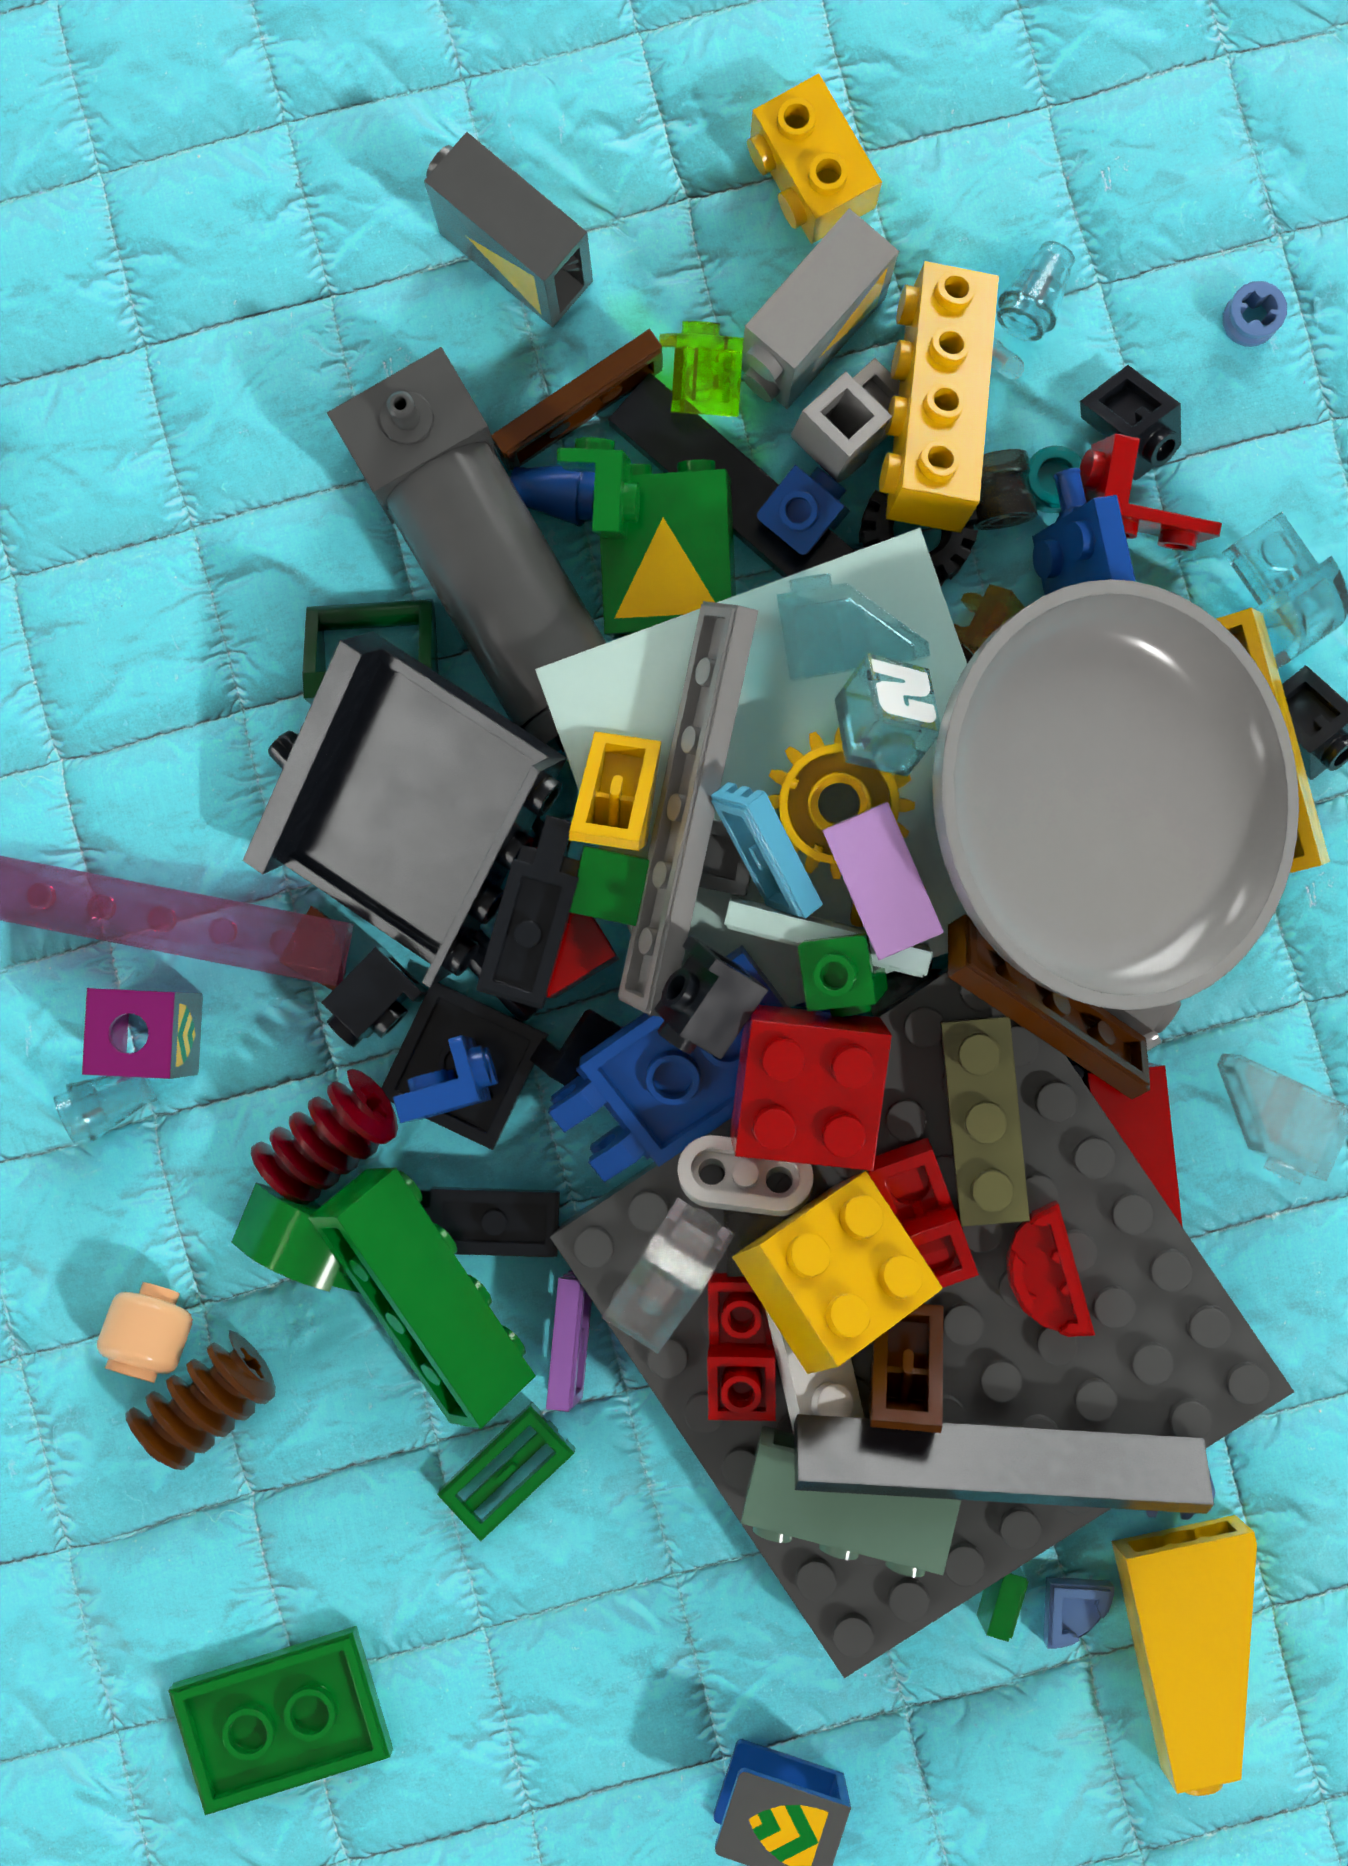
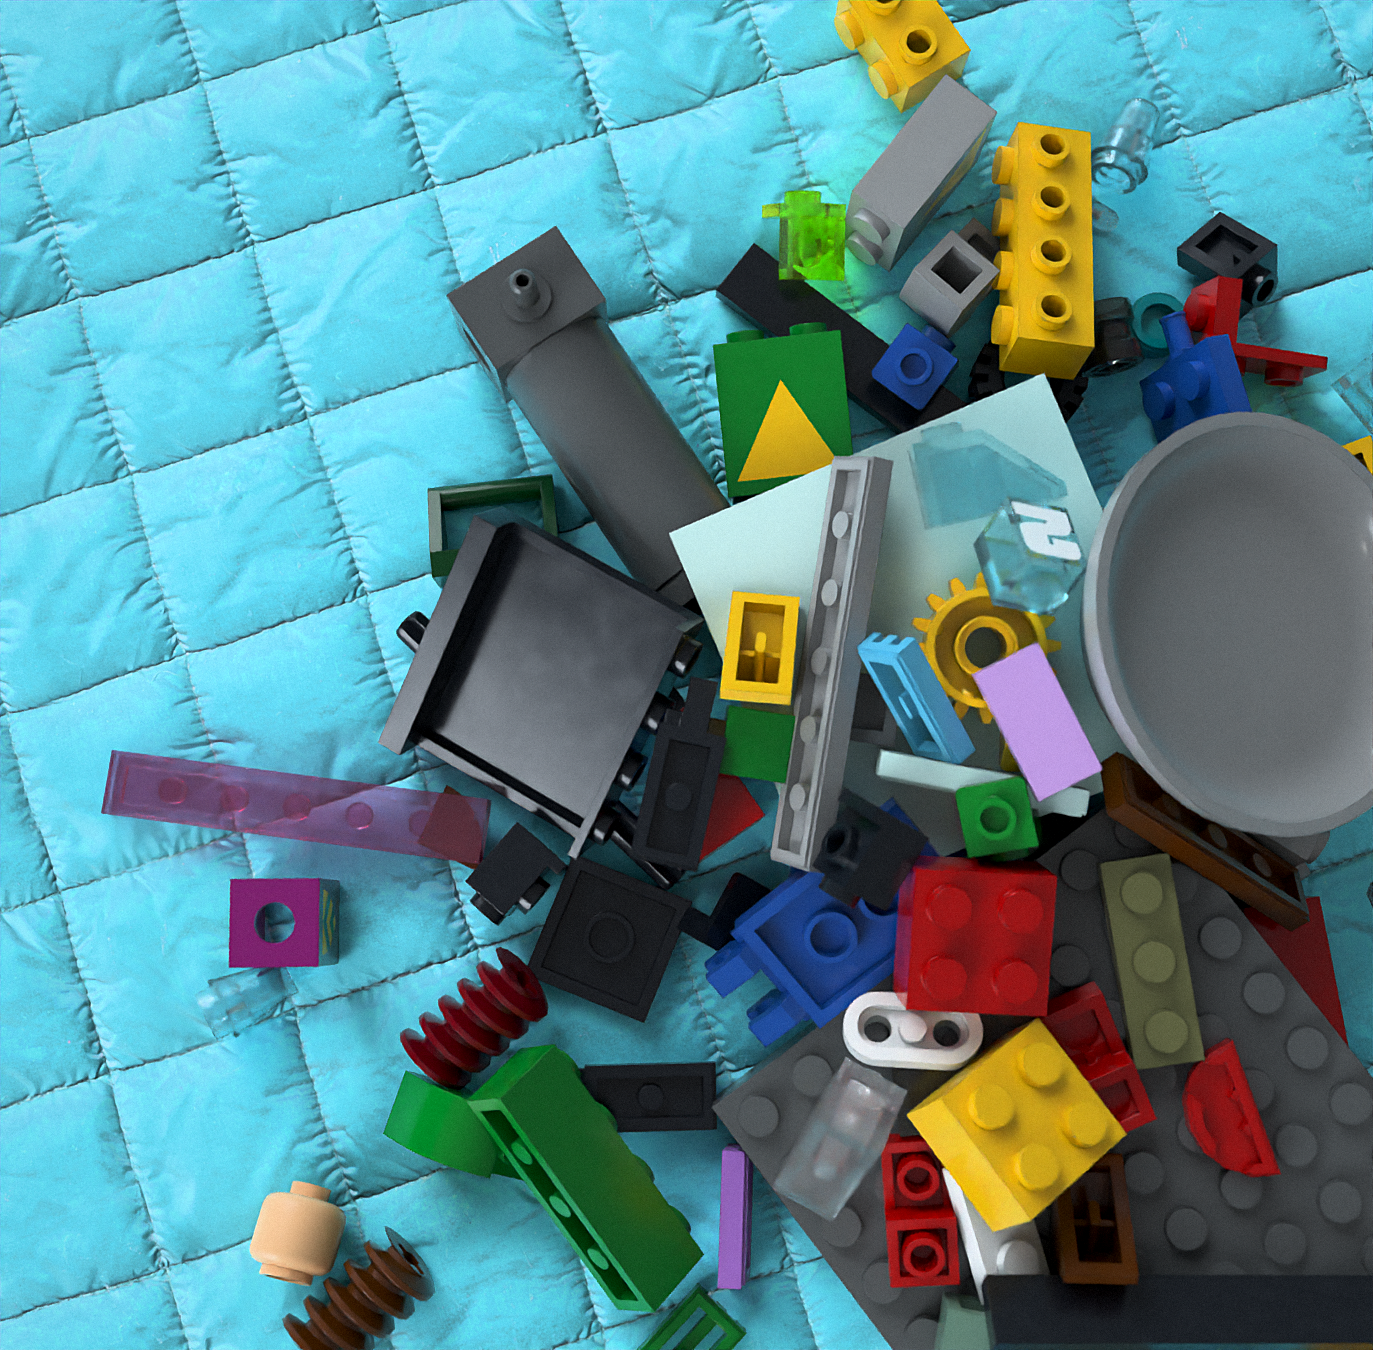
camera: 10 degrees left, 5 degrees down
(442, 1092) = (593, 966): blue bracket -> none
(509, 228) = (611, 112): dark grey brick -> none
(557, 492) = (675, 361): blue cone -> none
(578, 401) = (687, 273): reddish brown tile -> none
(615, 497) = (734, 361): green bracket -> none
(990, 613) = (1110, 461): clear orange tile -> none
(1254, 294) = (1334, 140): medium blue bush -> none

